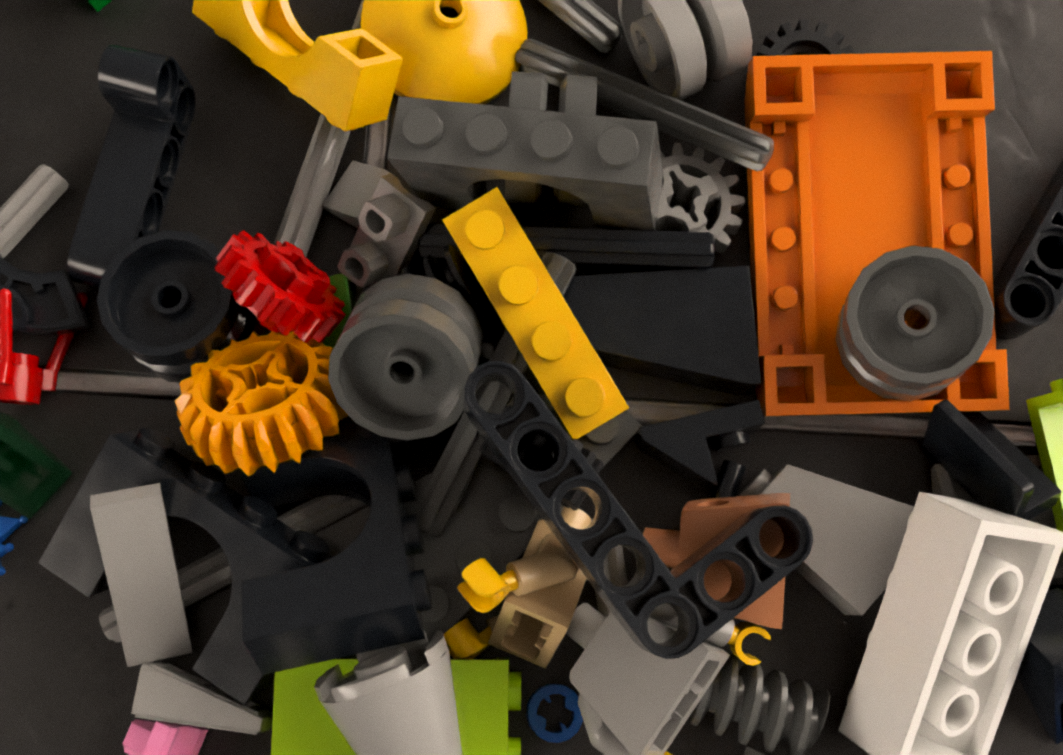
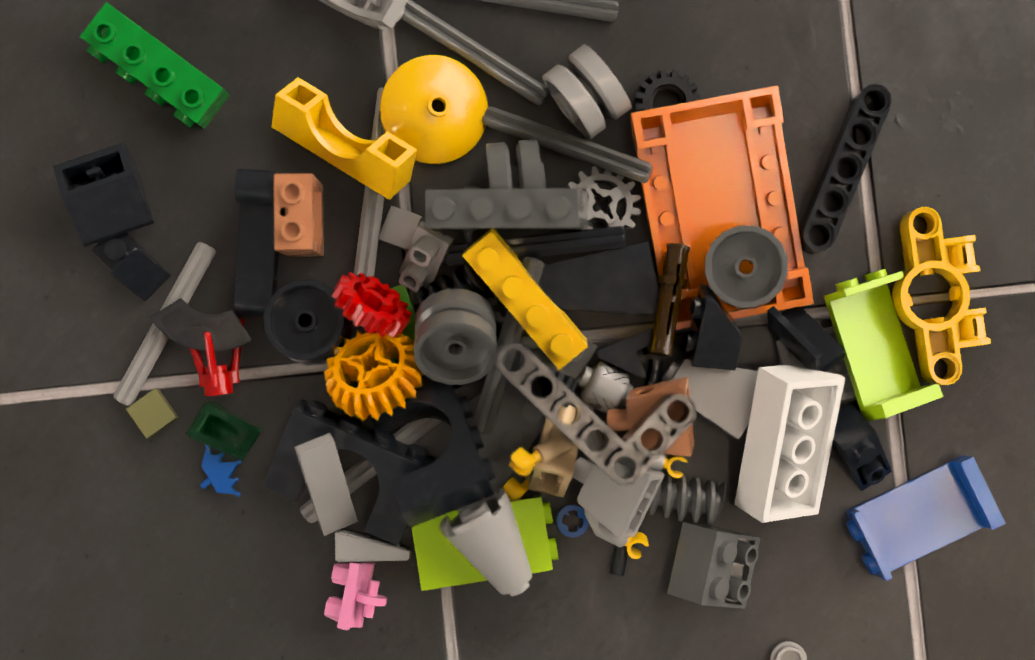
camera: 10 degrees left, 10 degrees up
(203, 117) = (302, 228): none -> nougat window
(647, 488) = (604, 386): none -> light grey head
(780, 337) = (669, 299): none -> dark brown pin
(841, 427) = (713, 334): none -> black slope

